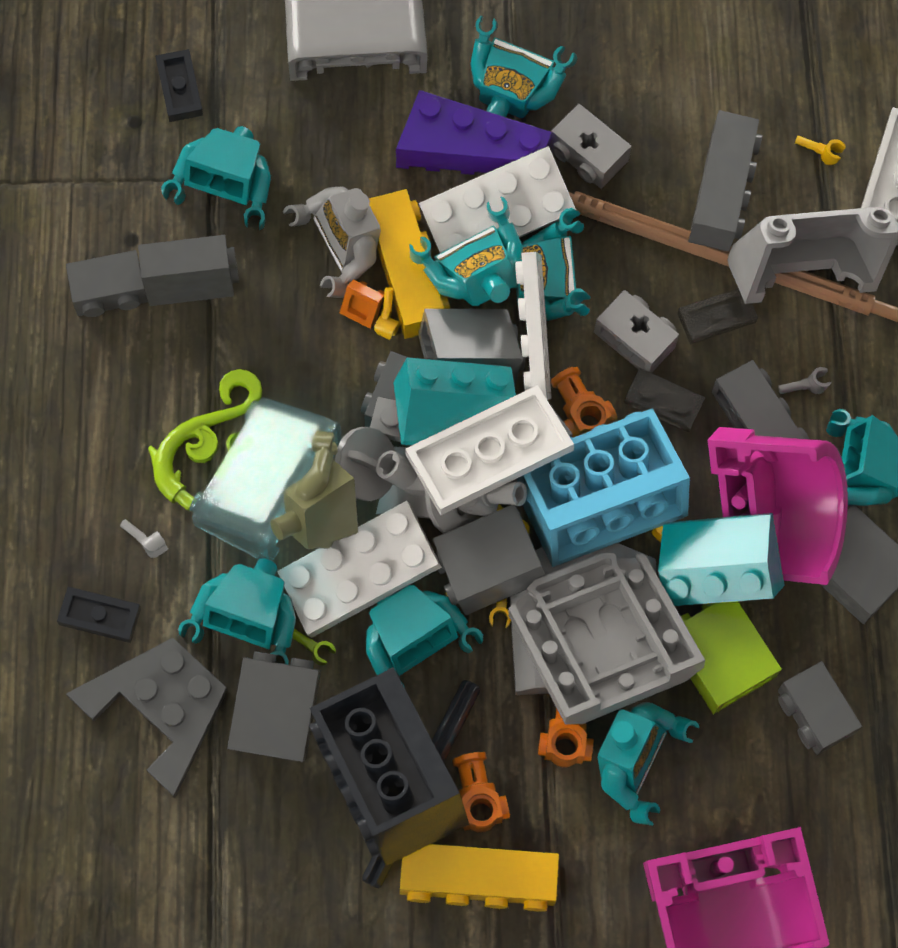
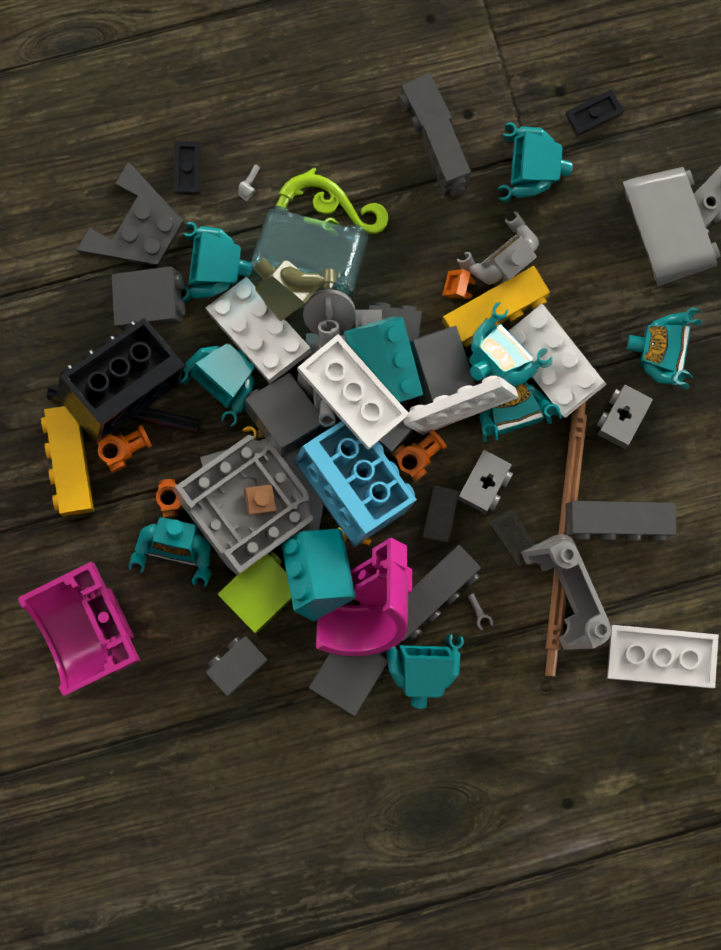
camera: 75 degrees right, 10 degrees up
(313, 646) = (201, 313): lime hand -> none
(385, 324) = (446, 305): yellow hand -> none
(463, 137) = (604, 324): dark purple wedge -> none
(603, 615) = (260, 500): none -> medium nougat plate
(826, 155) = (673, 588): yellow hand -> none

